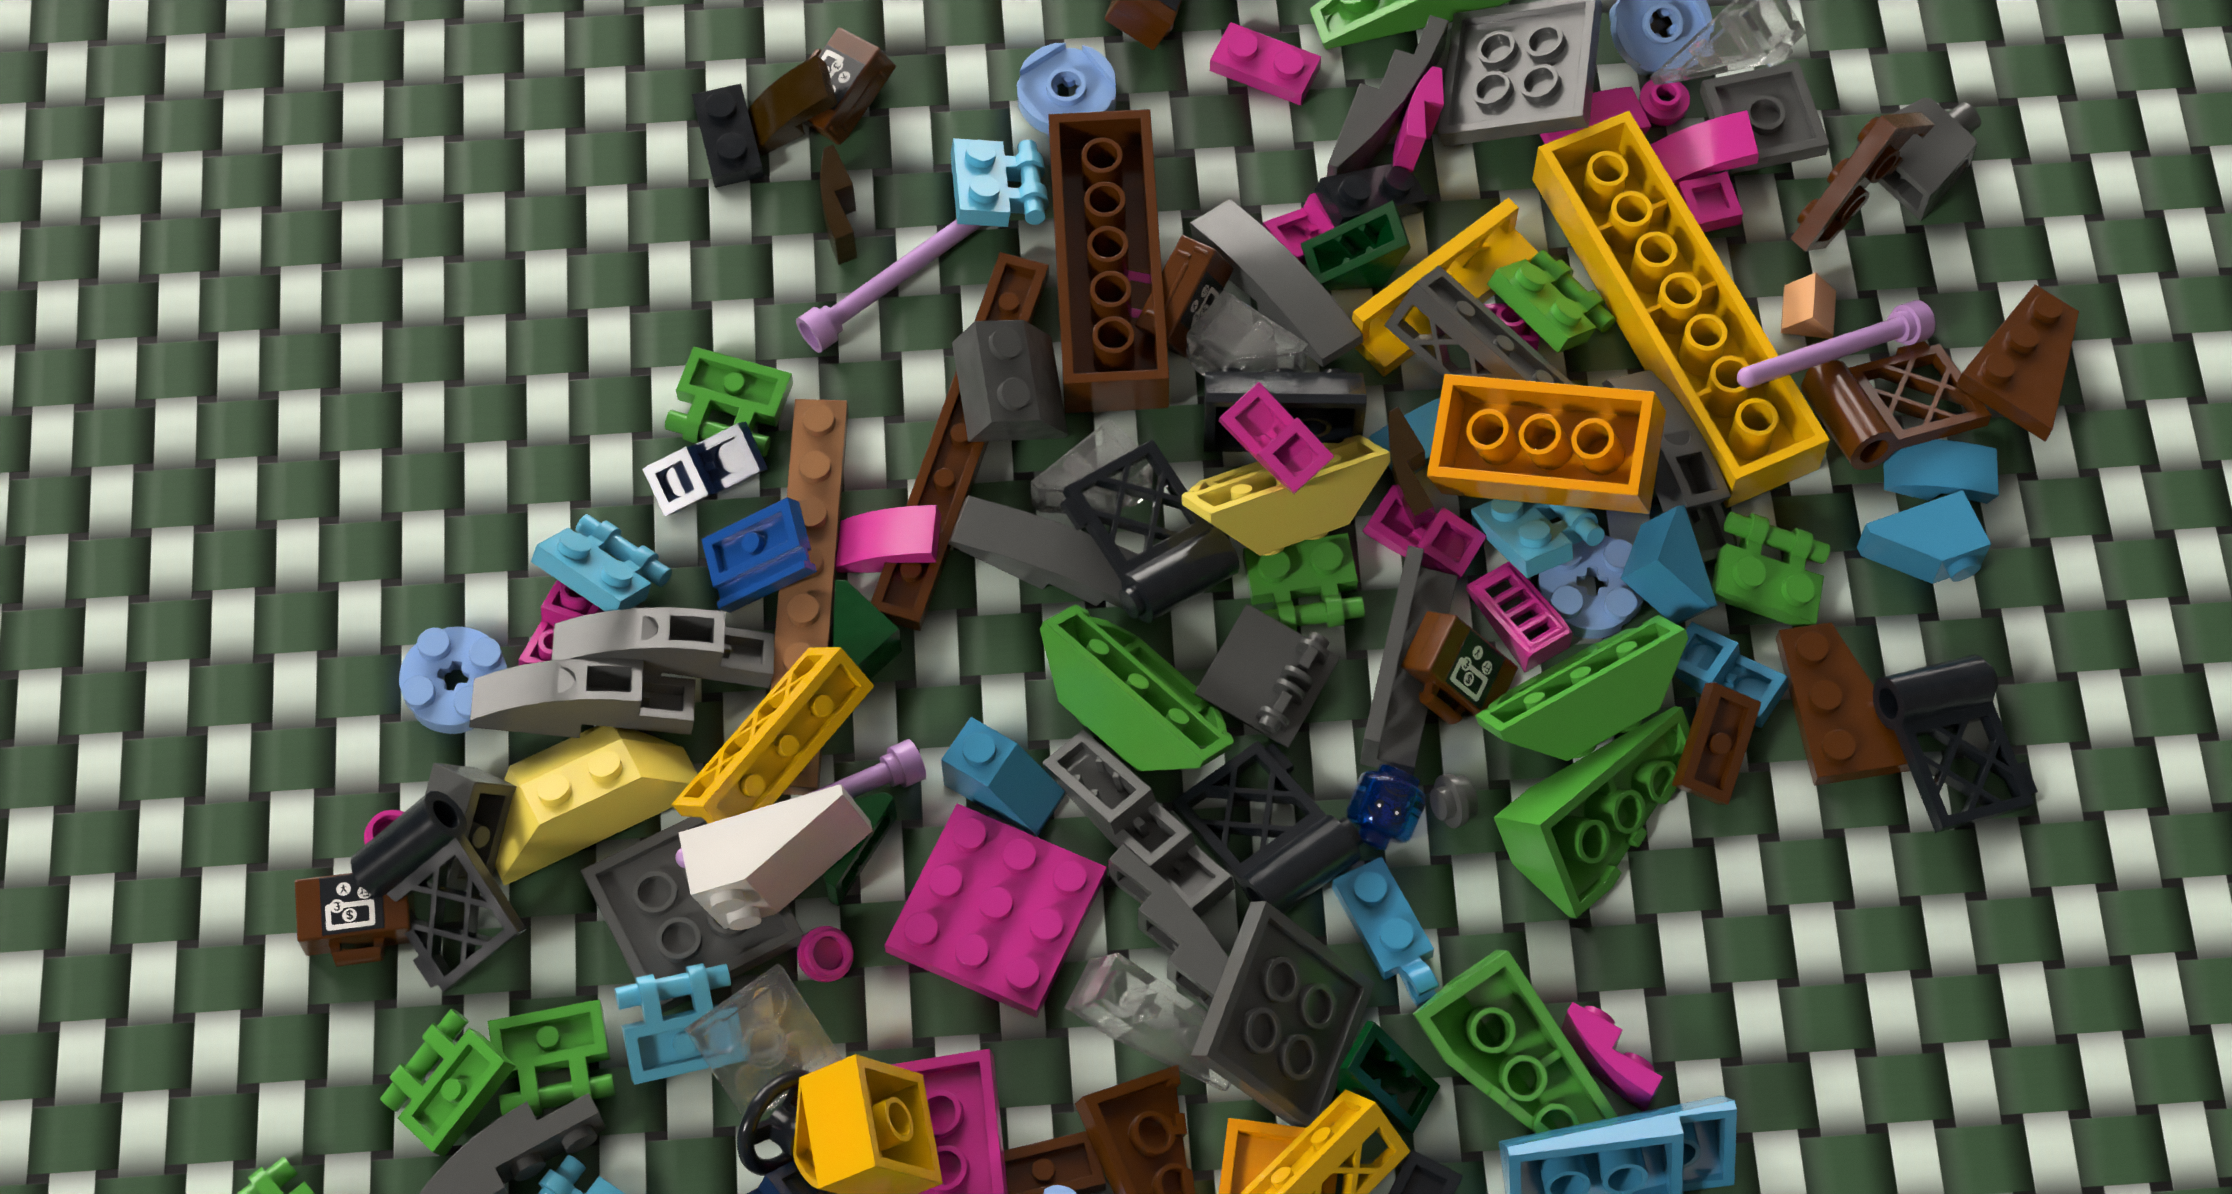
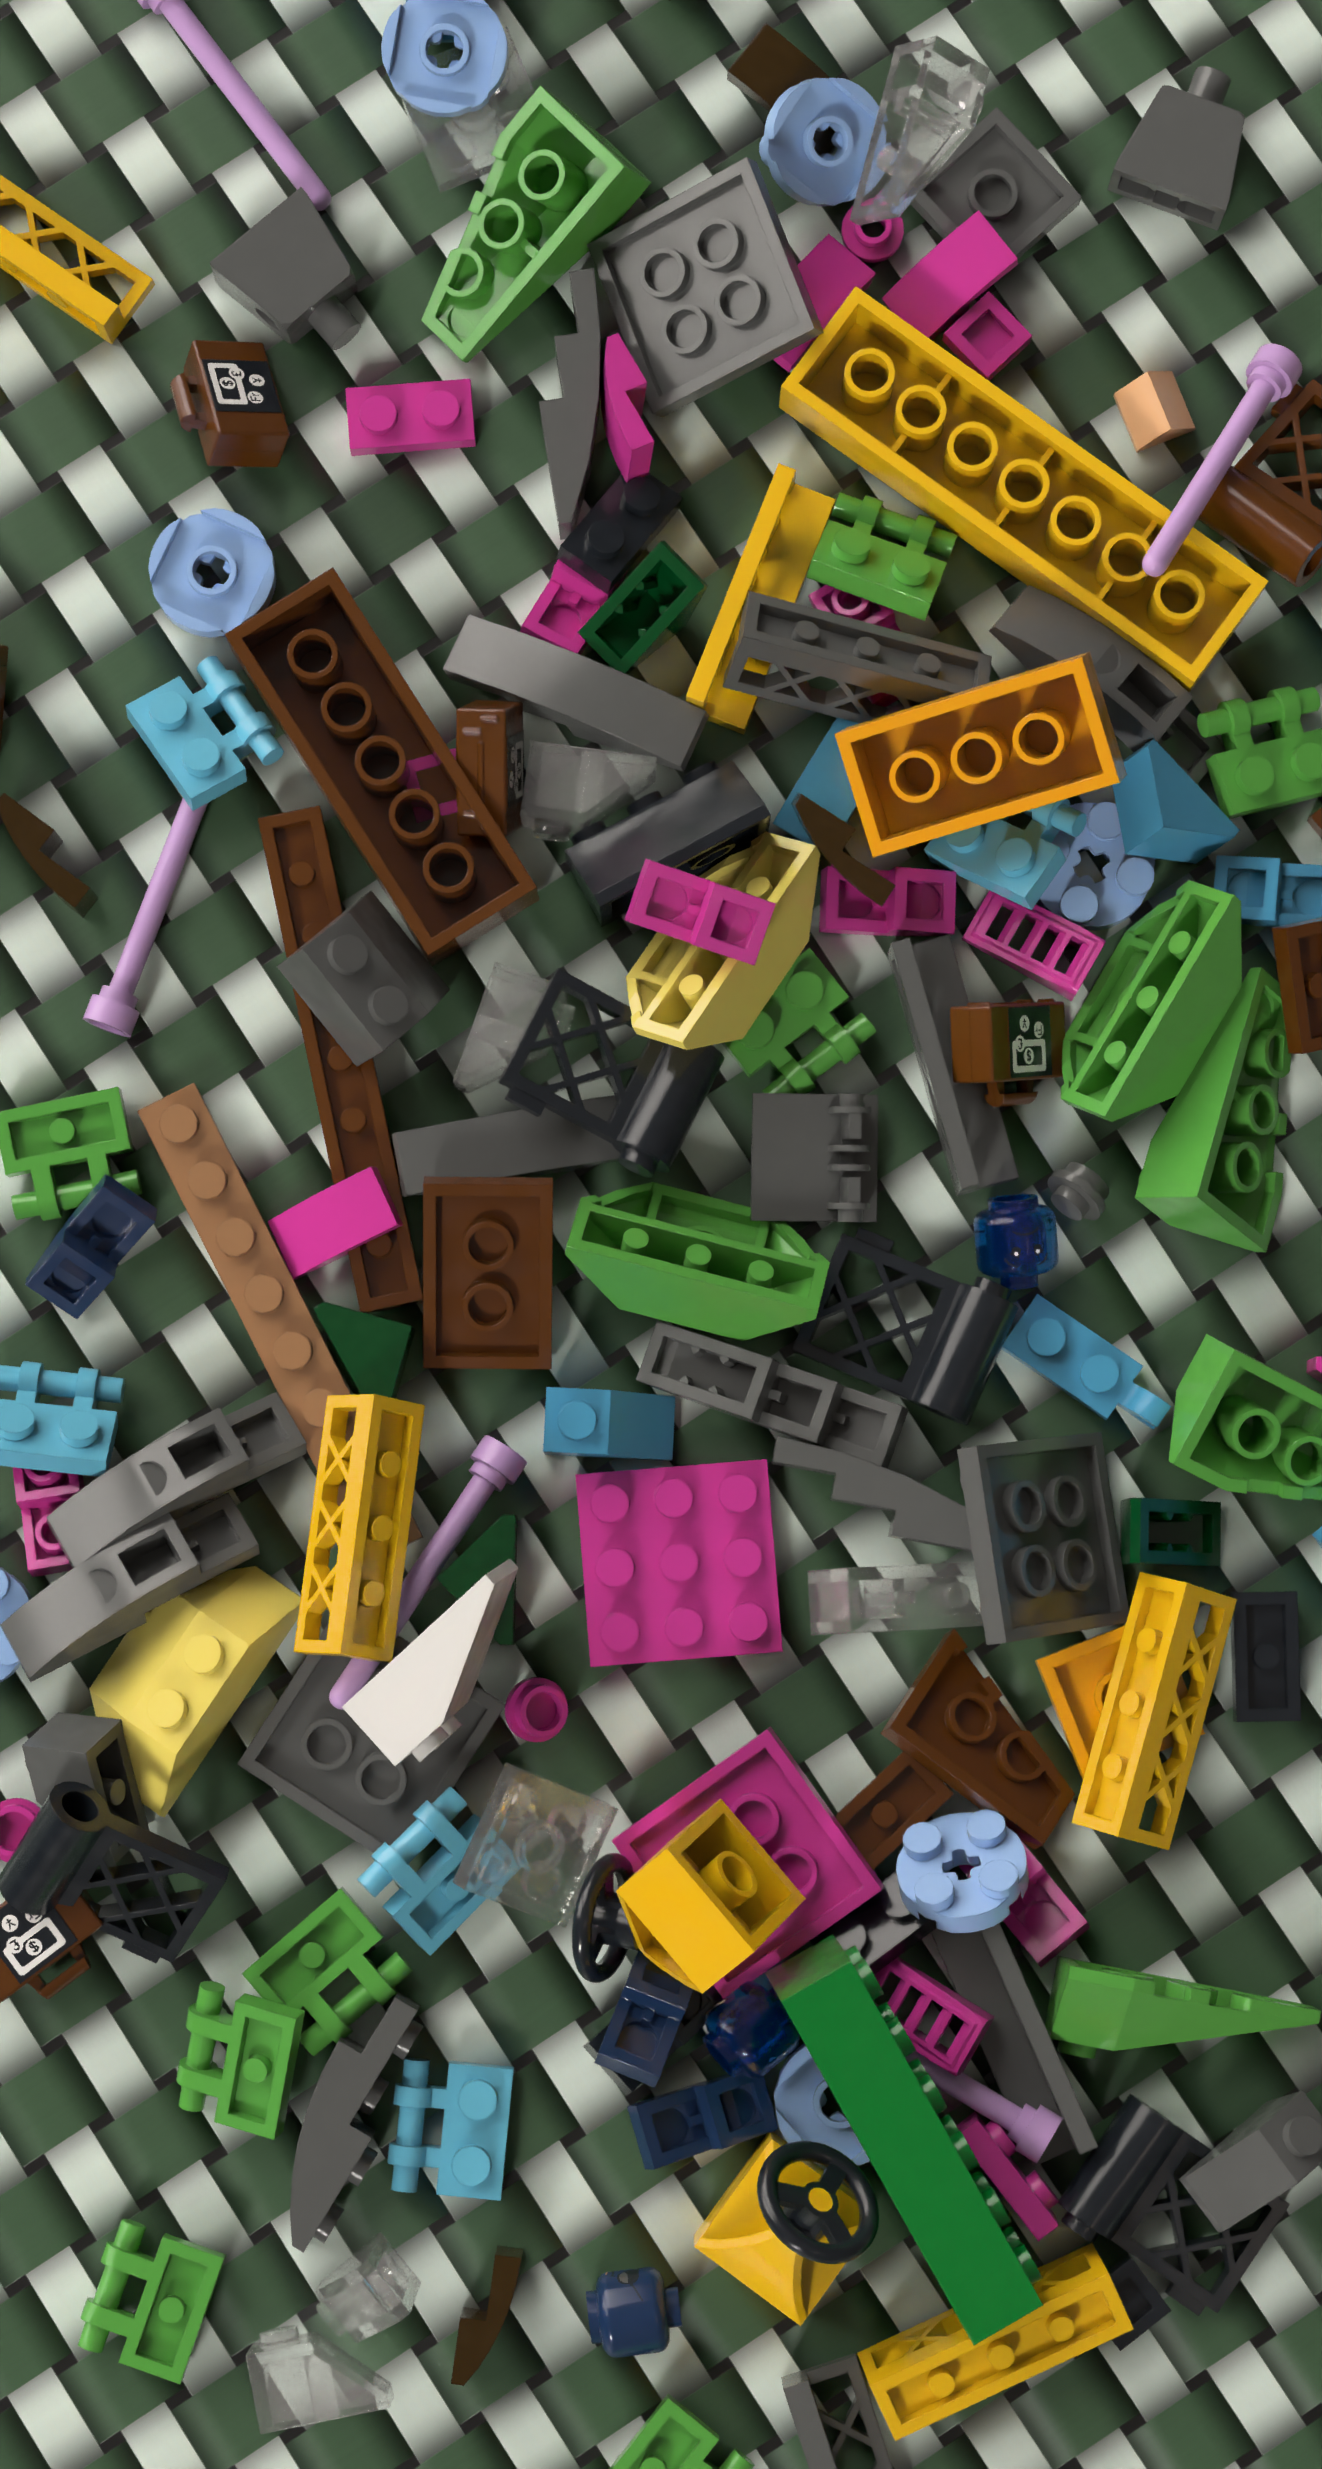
camera: 30 degrees left, 20 degrees up
(758, 555) = (211, 1318): blue plate -> none
(977, 624) = (487, 1272): none -> reddish brown plate
(1869, 163) = (1138, 243): reddish brown wing -> none

